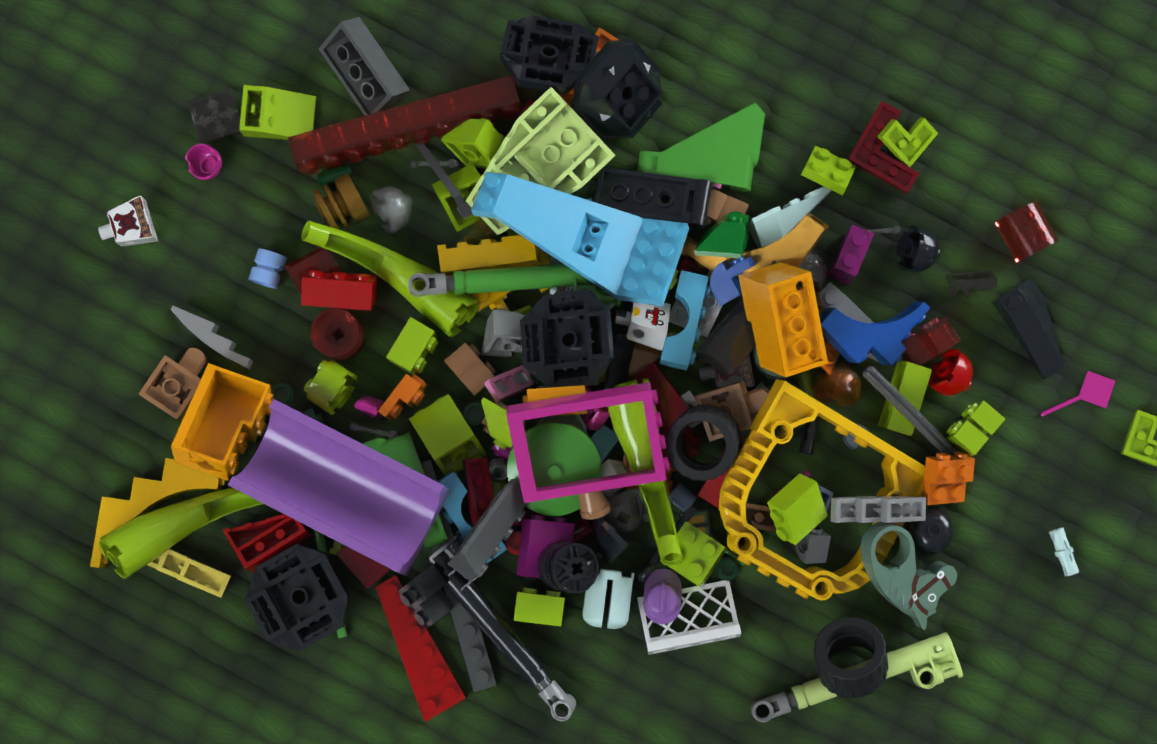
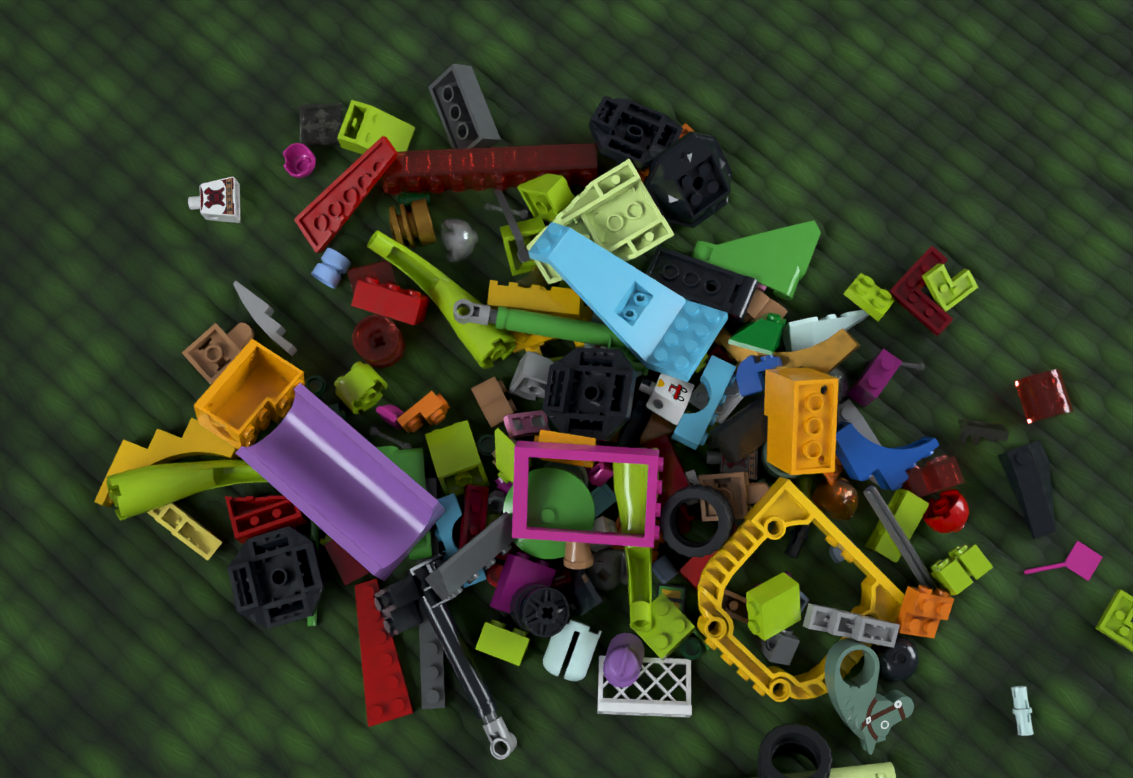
camera: 15 degrees right, 5 degrees down
(255, 202) = (335, 205): none -> red wing
(413, 346) = (445, 368): lime piece -> none
(655, 558) = (624, 622): black piece -> none
(917, 249) = (937, 388): black cylinder -> none

